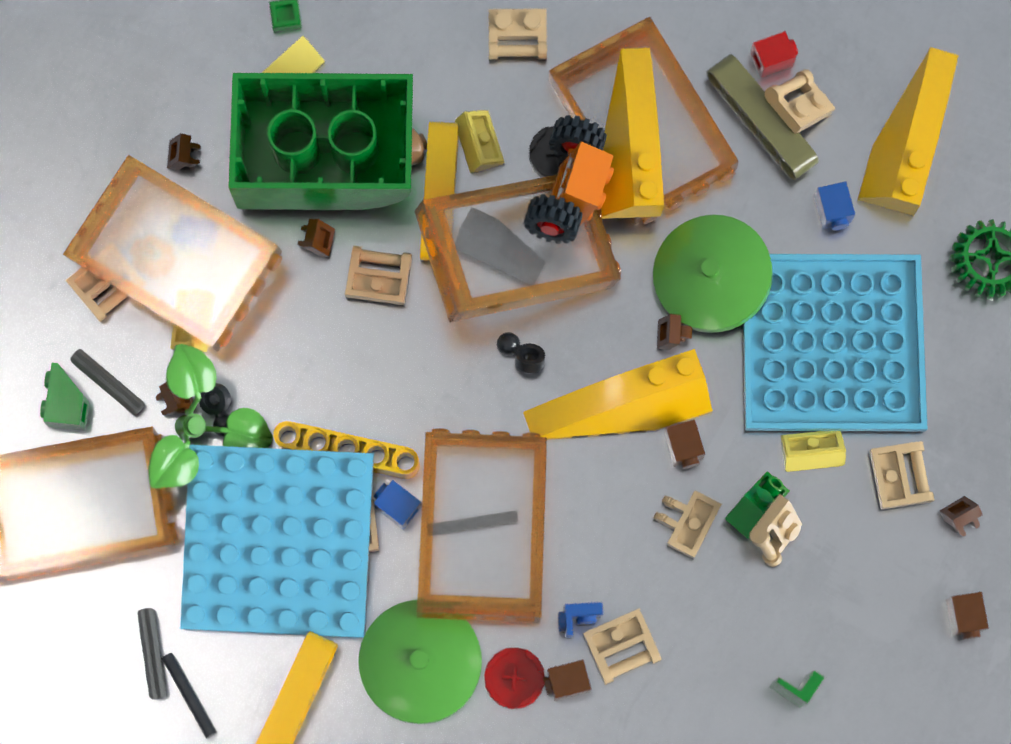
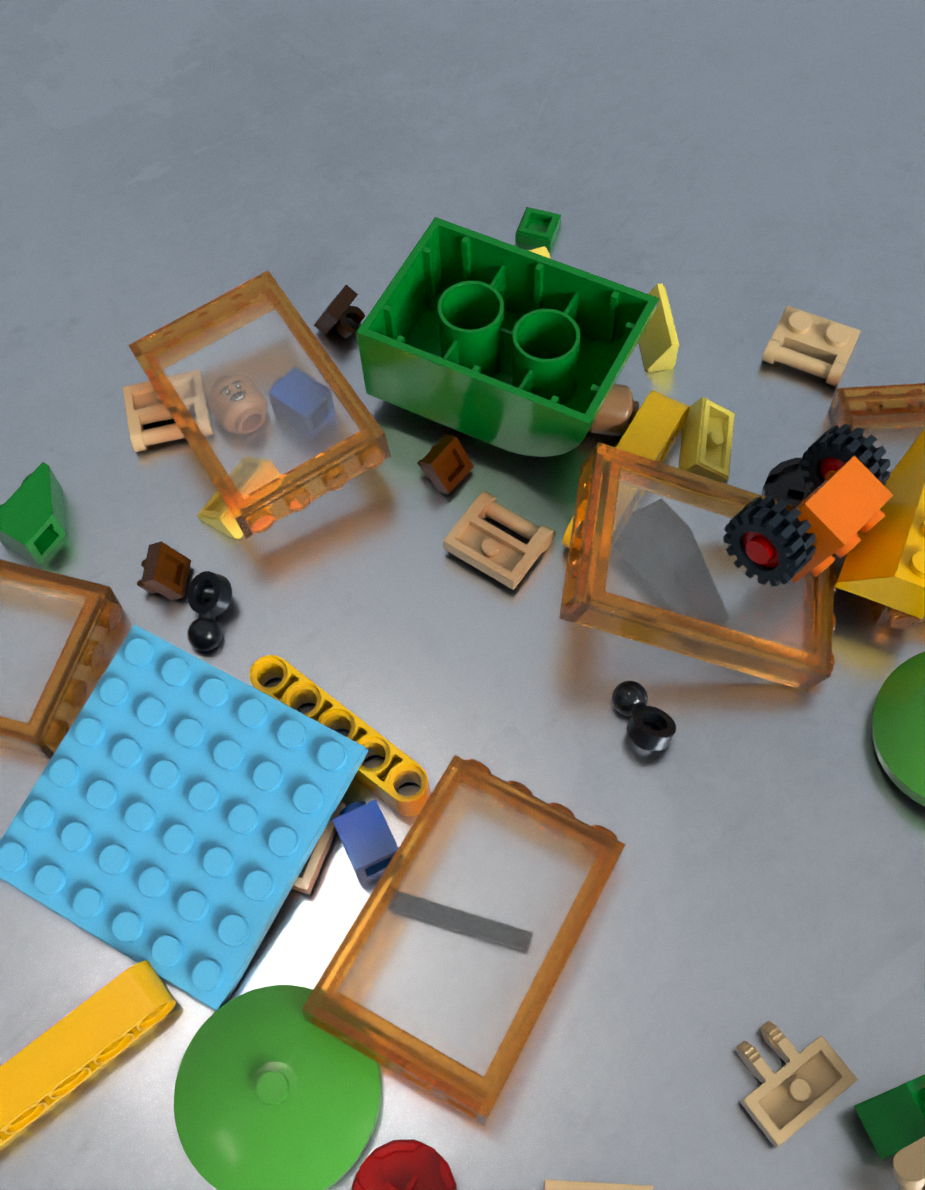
camera: 30 degrees right, 15 degrees down
(107, 382) = (99, 521): dark grey axle -> none
(187, 376) = (96, 633): bright green plant -> none
(403, 61) = (659, 340): none -> light yellow slope
(584, 613) = (560, 1146): blue bracket -> none
(628, 402) = (783, 855): yellow wedge -> none
(672, 332) = (876, 784): reddish brown tile -> none
(684, 444) = (832, 956): reddish brown brick -> none

